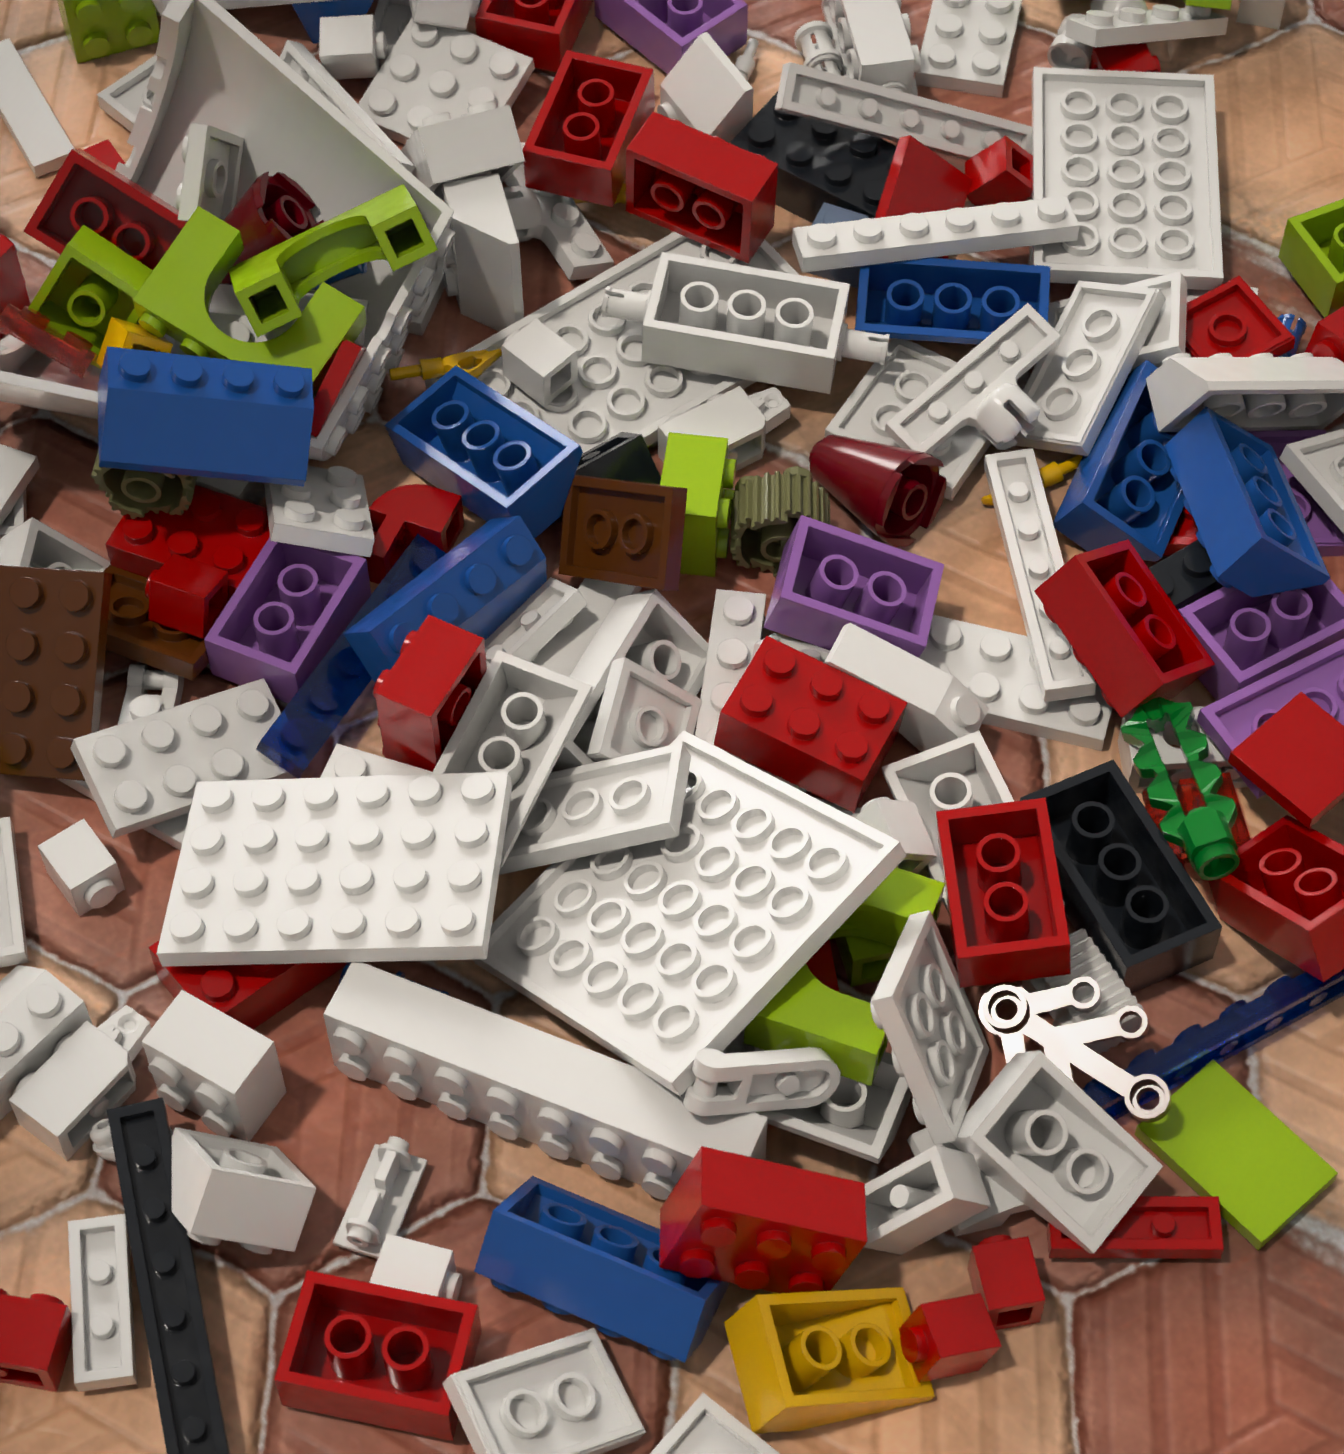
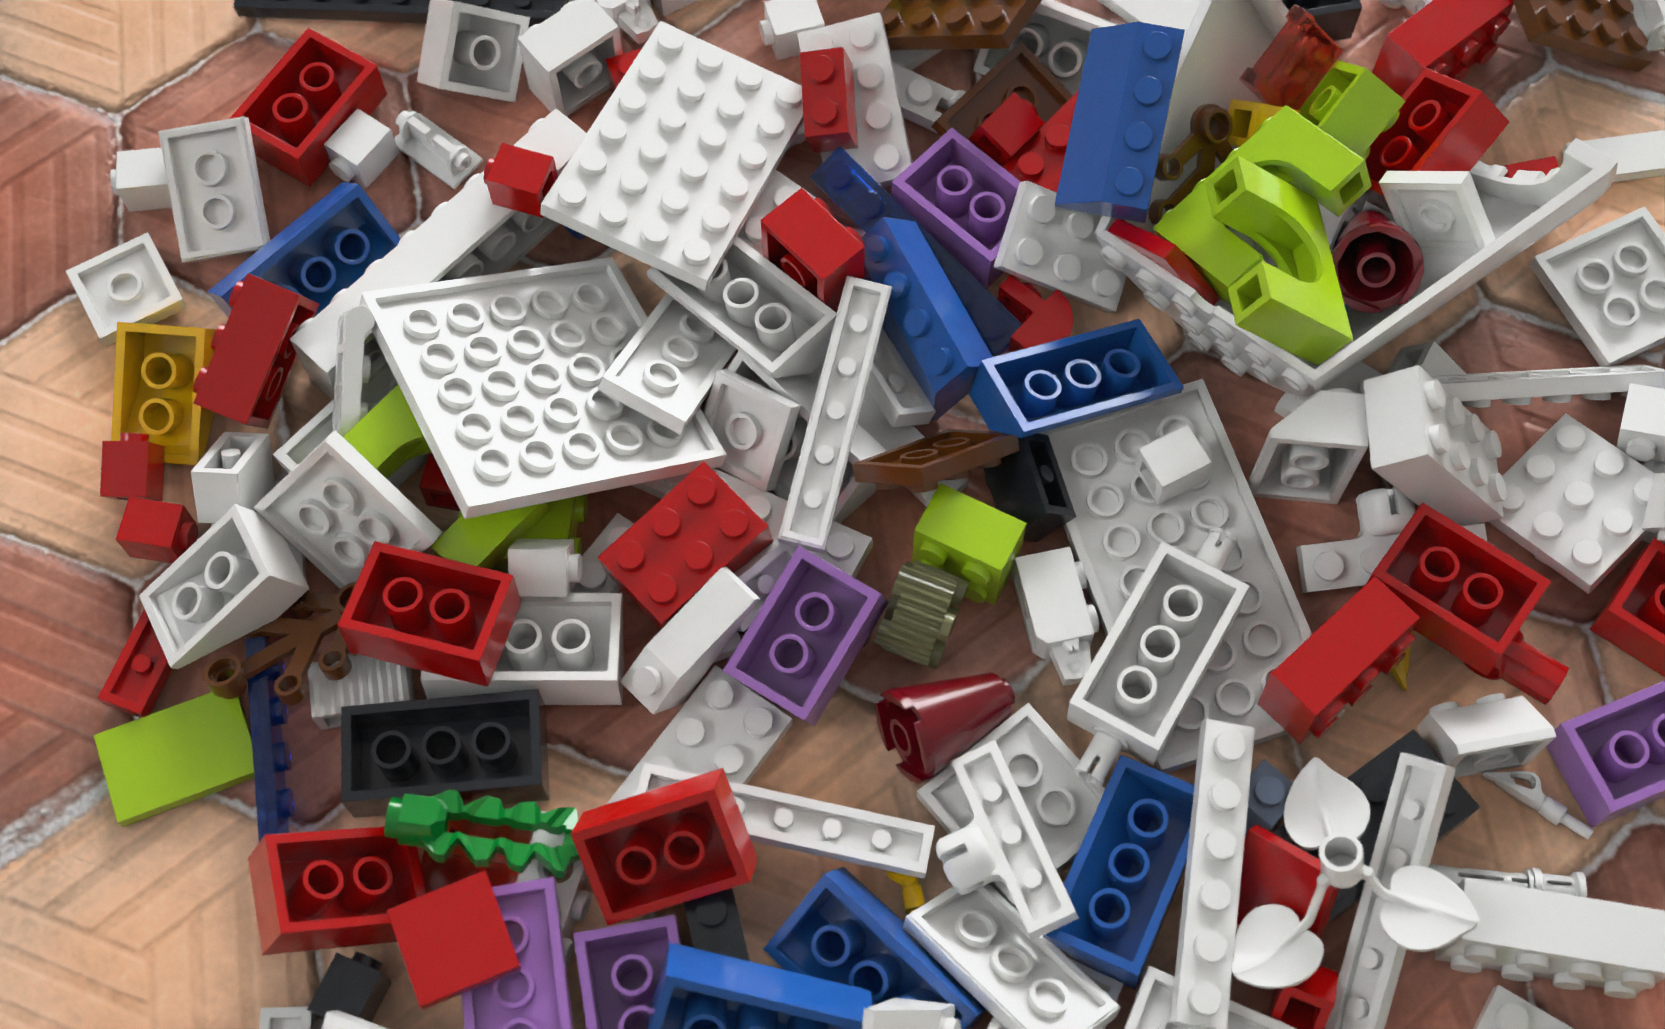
camera: 110 degrees right, 10 degrees up
(212, 750) = (828, 99): none -> red brick
(437, 367) = (1200, 396): yellow hand -> none
(450, 989) = (520, 178): none -> red brick
(614, 623) = (834, 415): none -> white tile
(908, 75) = (1331, 814): none -> white plant

